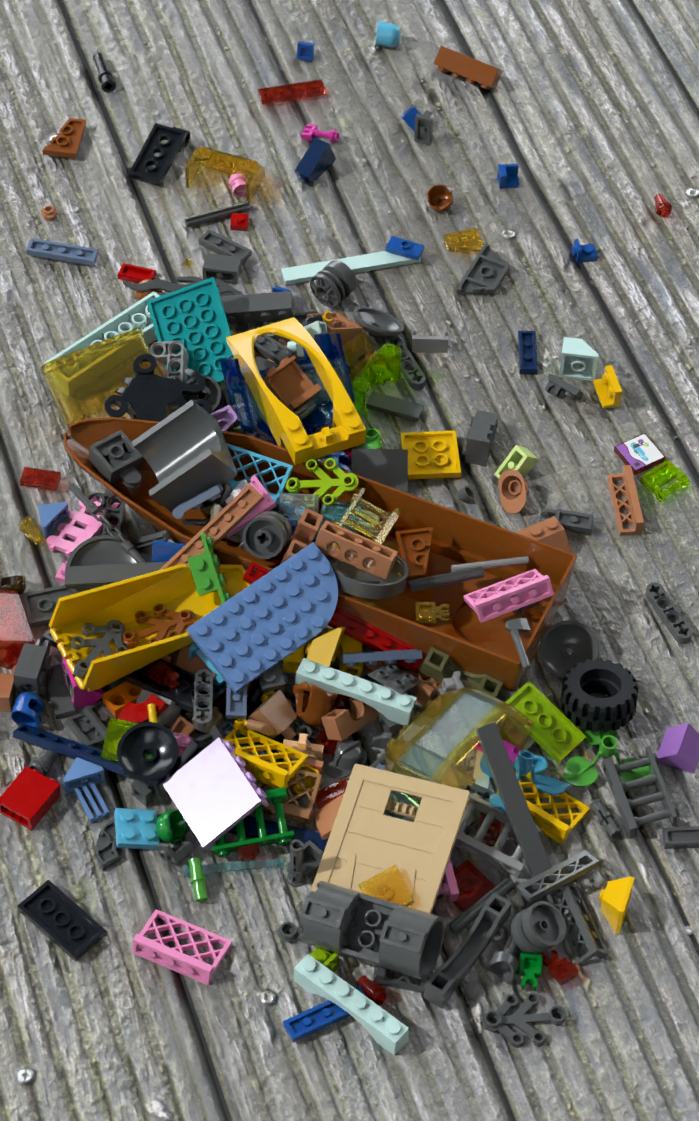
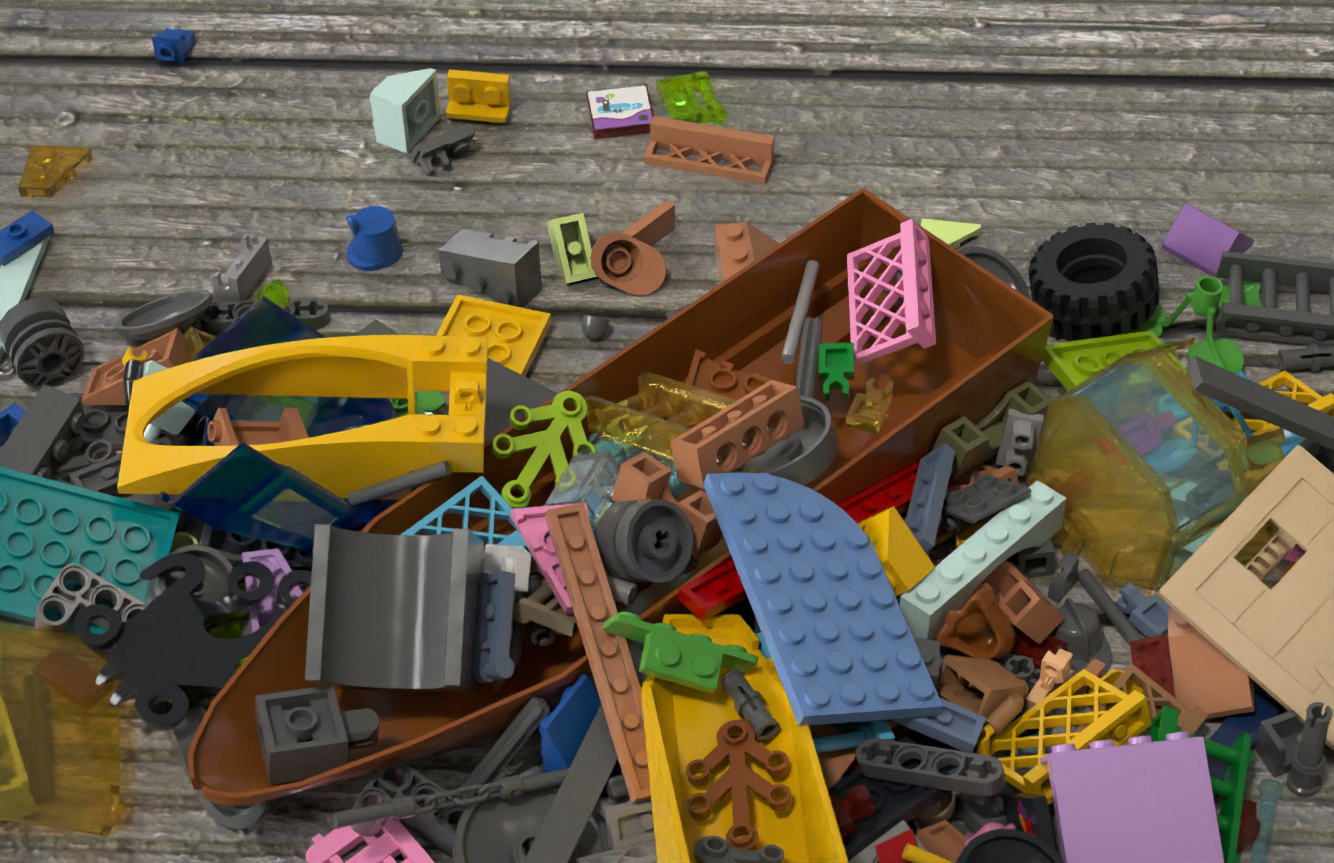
camera: 65 degrees left, 5 degrees down
(203, 612) = (757, 715): none -> dark grey pin
(274, 436) = (399, 483): none -> dark grey bar
(452, 588) = (836, 367): none -> green plate
(478, 383) = (374, 240): none -> blue hat
(484, 273) = (139, 163): dark grey wing -> none
(514, 627) = (980, 295): dark grey piece -> none
(527, 352) = (336, 170): dark blue tile -> none
(546, 493) = (654, 224): none -> nougat tile
(570, 520) = (721, 210): dark grey hinge -> none
(613, 623) = (952, 232): none -> yellowish green tile
(665, 614) = (991, 174): dark grey beam -> none

